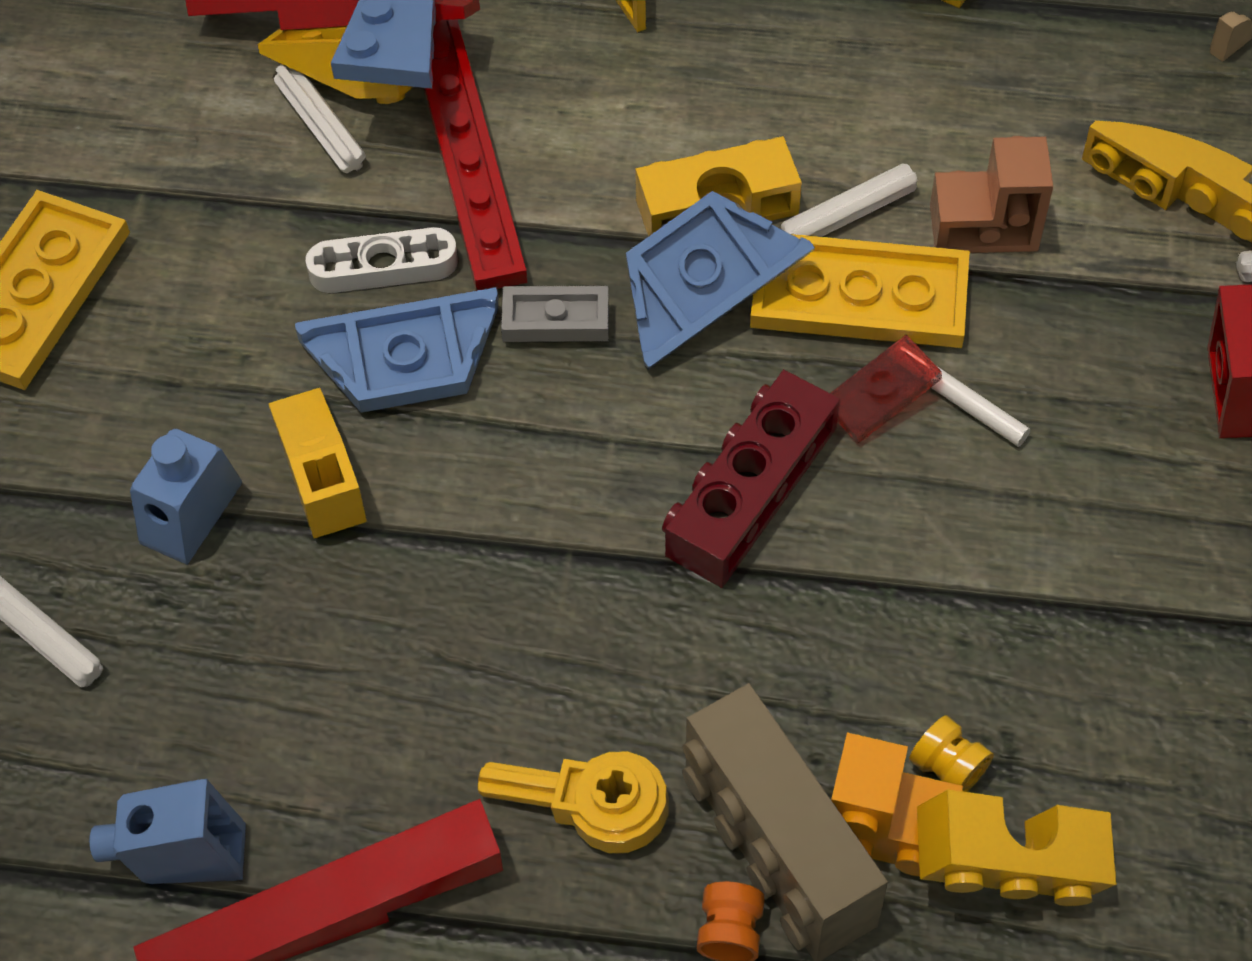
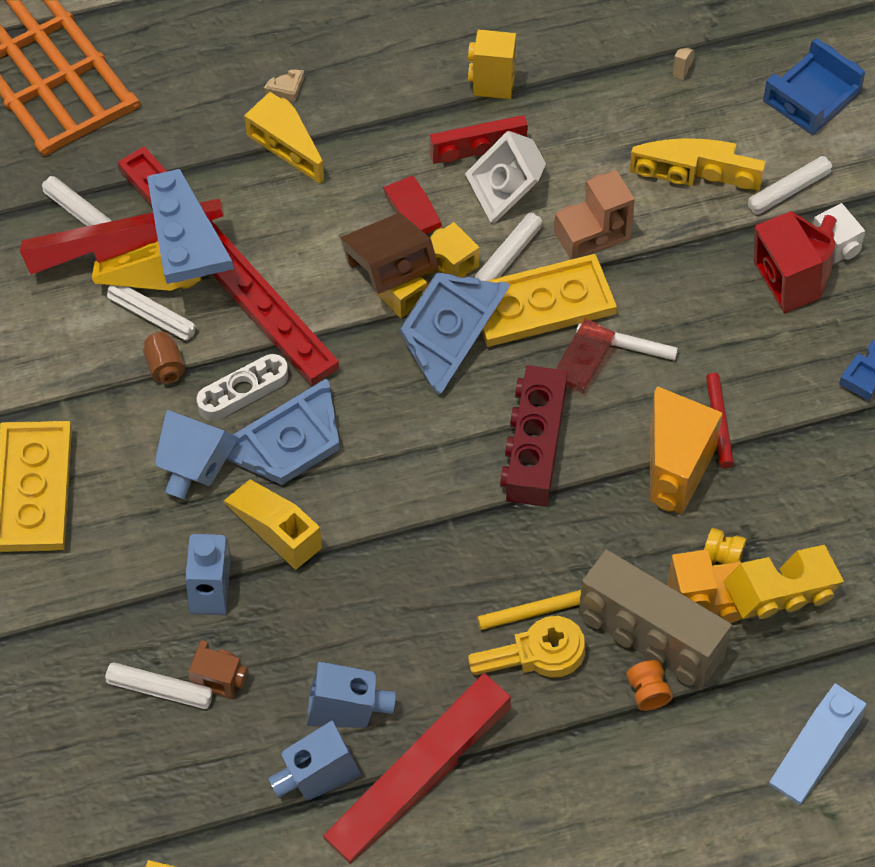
camera: 25 degrees left, 0 degrees up
(119, 637) = (217, 670): none -> dark orange brick
(254, 319) = (191, 452): none -> medium blue torso
(267, 750) = (346, 697): none -> medium blue torso
(296, 182) = (163, 358): none -> dark orange brick
(555, 313) = (368, 381): light grey plate -> none
(606, 730) = (529, 610): none -> yellow bar
(671, 147) = (390, 252): none -> reddish brown panel
(742, 101) = (411, 201): none -> red slope
(881, 42) = (473, 140): none -> red plate
(896, 97) = (505, 173): none -> white slope
(953, 577) = (680, 448): none -> light orange slope
(1042, 559) = (717, 403): none -> red bar

